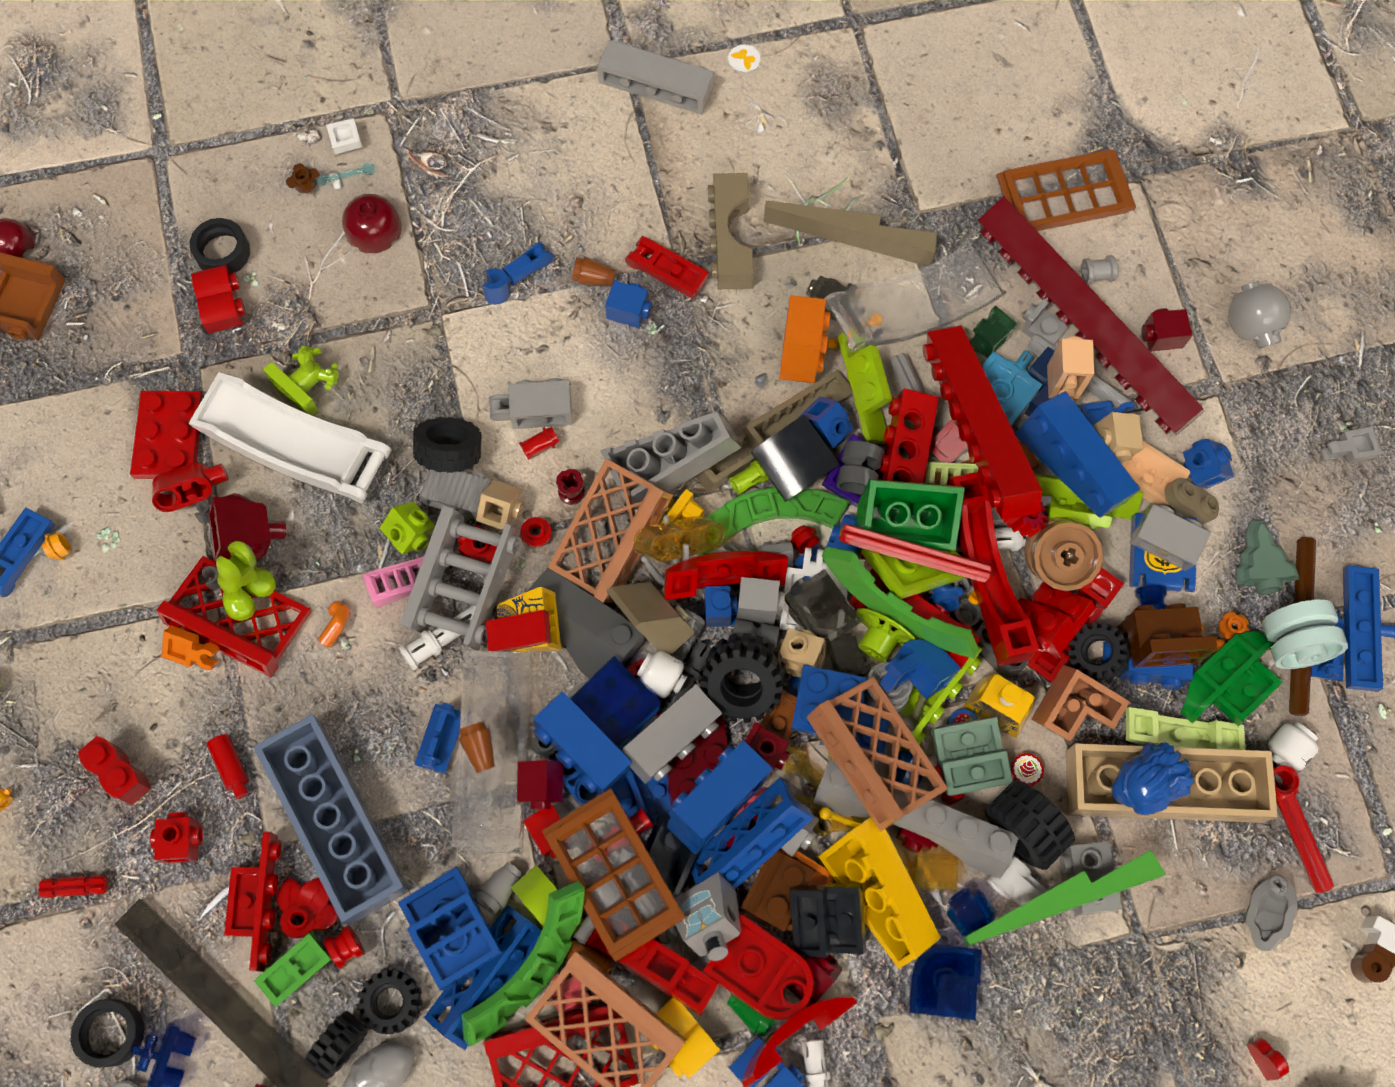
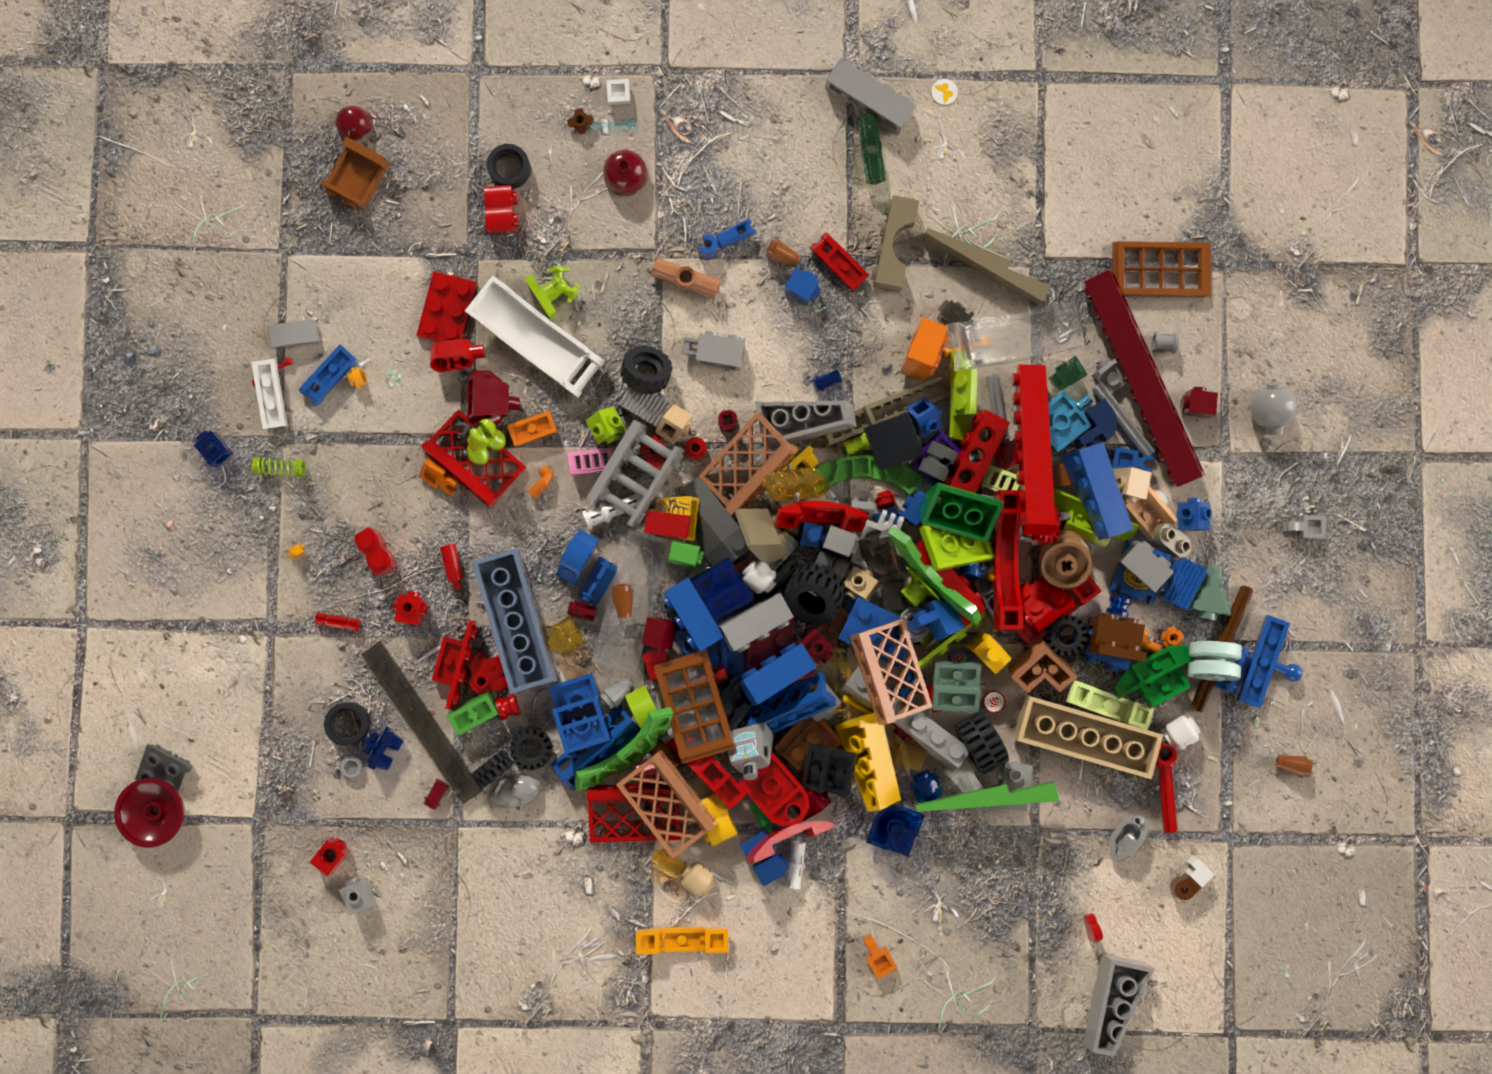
camera: 15 degrees right, 15 degrees up
(309, 557) = (532, 428): none -> orange plate
(400, 709) = (576, 556): none -> blue brick
(407, 825) = (565, 637): none -> clear yellow brick
(424, 784) = (581, 611): none -> dark red pin
(458, 324) = (671, 273): none -> nougat piece
(539, 442) = (713, 380): red pin -> none
(553, 669) = (685, 555): none -> bright green brick
(668, 121) = (869, 136): none -> clear green piece
(688, 409) = (826, 380): none -> clear blue pin
(695, 603) = (796, 533): none -> dark grey hinge
(915, 553) = (956, 540): axle -> none
(1071, 367) = (1112, 425): light nougat brick -> none
(1152, 779) = (1073, 735): blue hair -> none
(1224, 553) = (1182, 584): none -> blue brick

